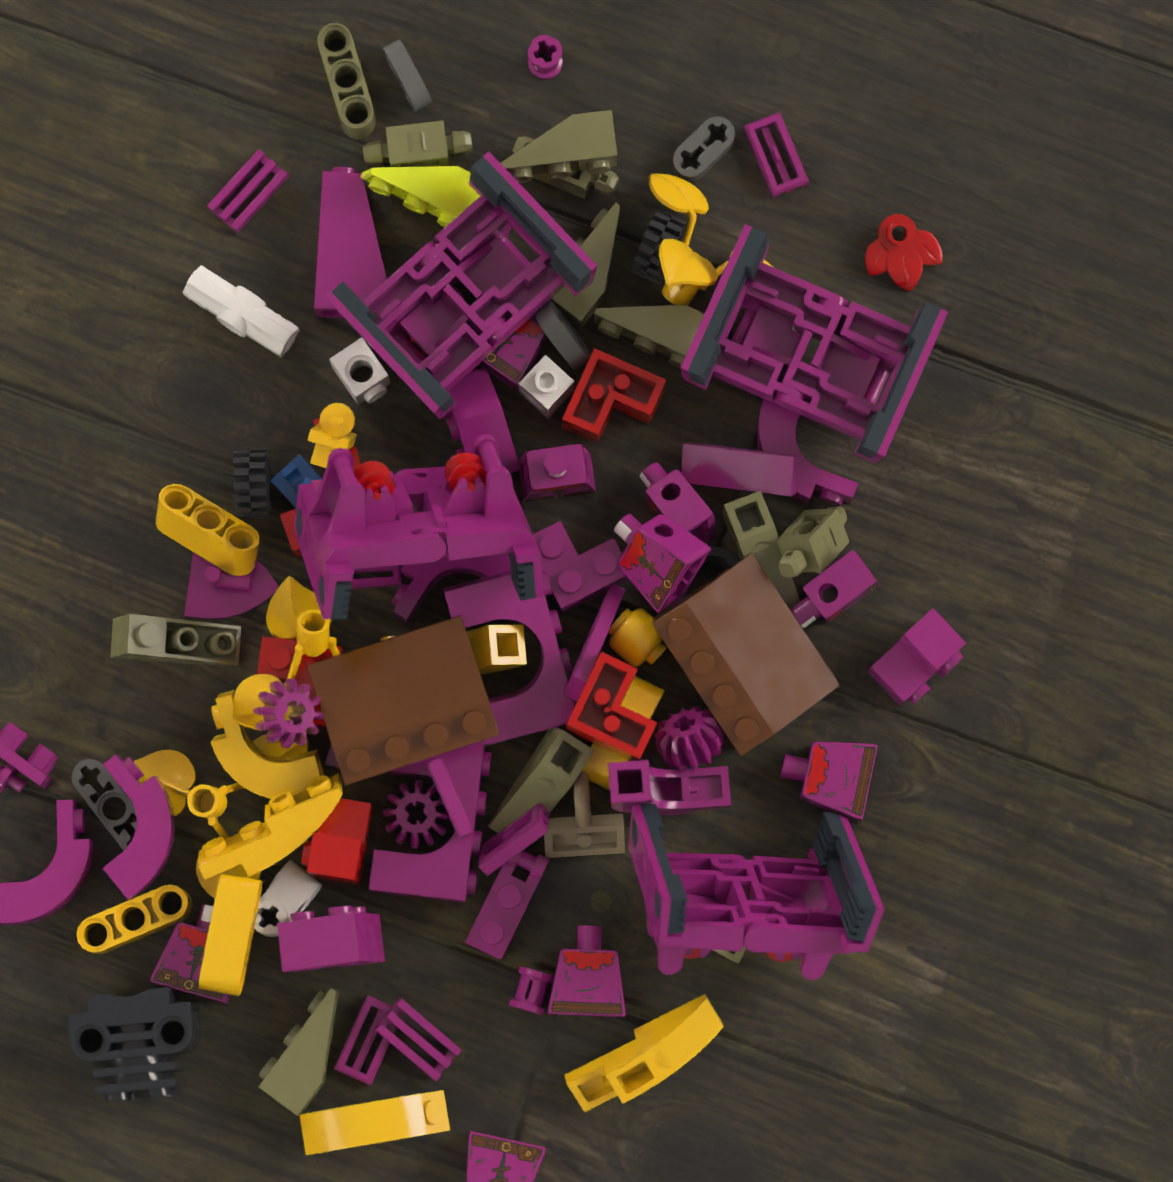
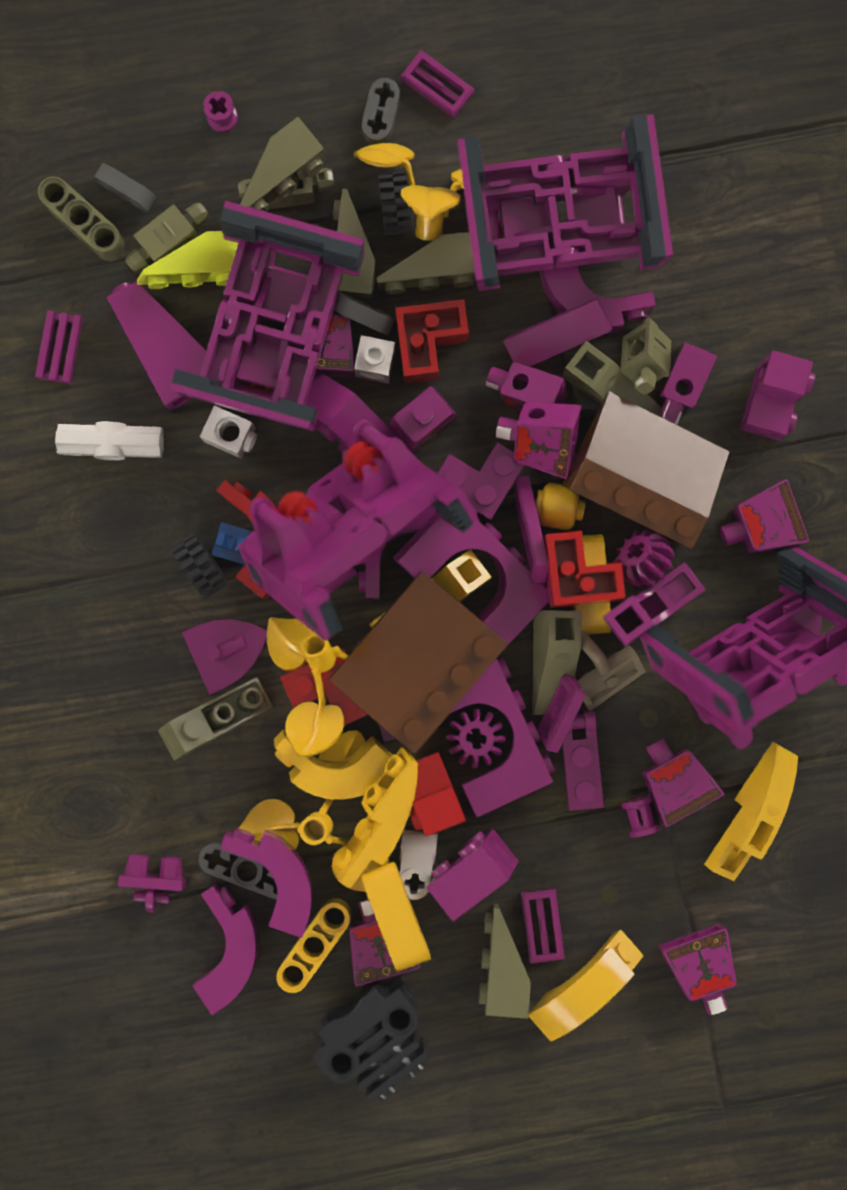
camera: 30 degrees left, 5 degrees up
(207, 529) = (187, 621): yellow beam -> none
(300, 720) = (327, 727): magenta gear -> none
(332, 432) = (238, 491): yellow hips -> none
(443, 1061) = (606, 907): magenta tile -> none
(450, 798) = (498, 714): magenta tile -> none
(905, 257) = (577, 106): red plate -> none

